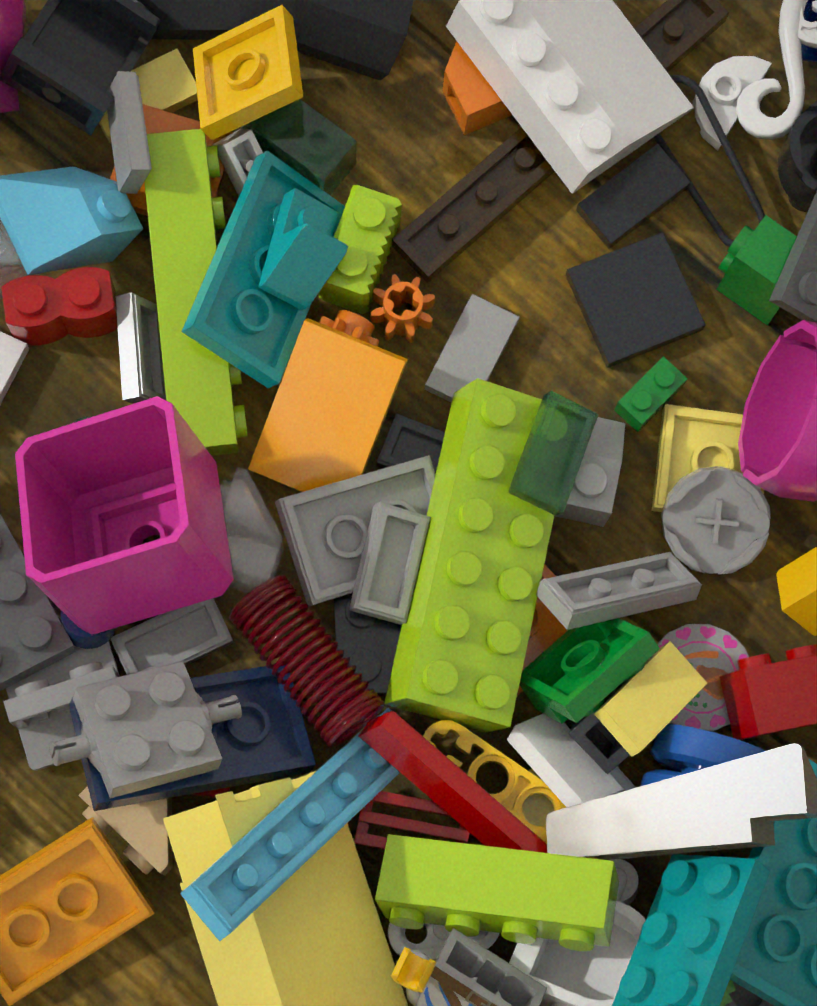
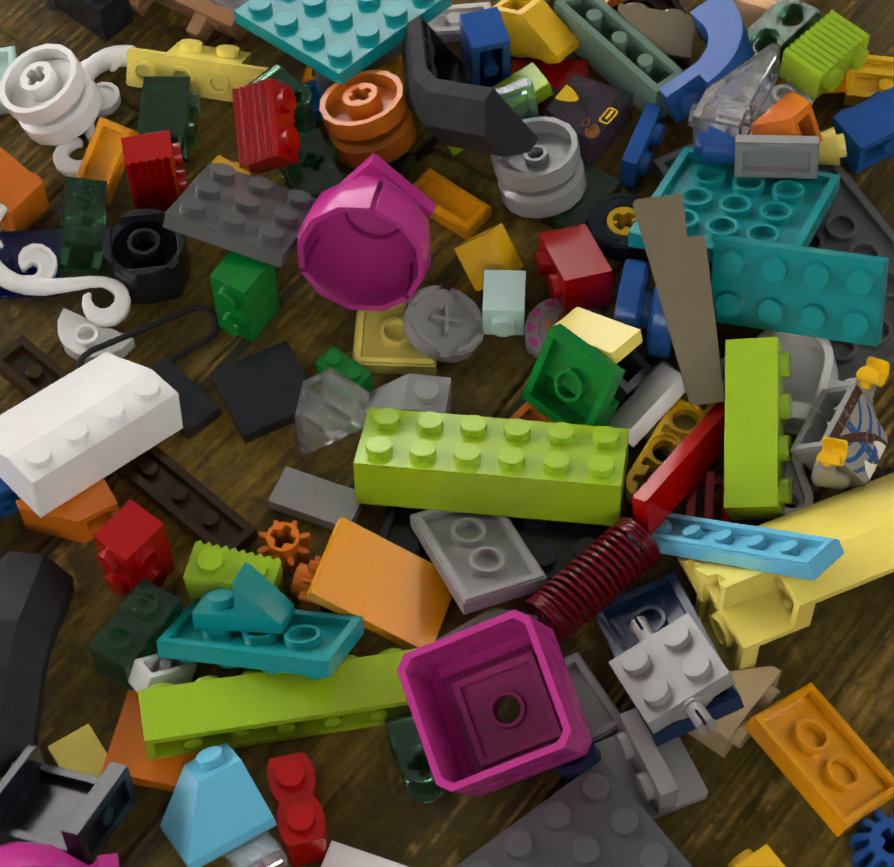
camera: 85 degrees left, 20 degrees down
(128, 133) = (146, 747): light grey tile -> none
(139, 349) = (336, 741): light grey tile -> none
(247, 72) = (86, 657): yellow plate -> none
(389, 563) = (505, 528): light grey tile -> none
(396, 131) = (133, 548): none -> red brick
(553, 453) = (410, 409): clear green tile -> none
(572, 359) = (329, 410): none -> clear slope
(618, 590) = (510, 372): light grey tile -> none
(743, 599) = (503, 302): none -> light aqua brick

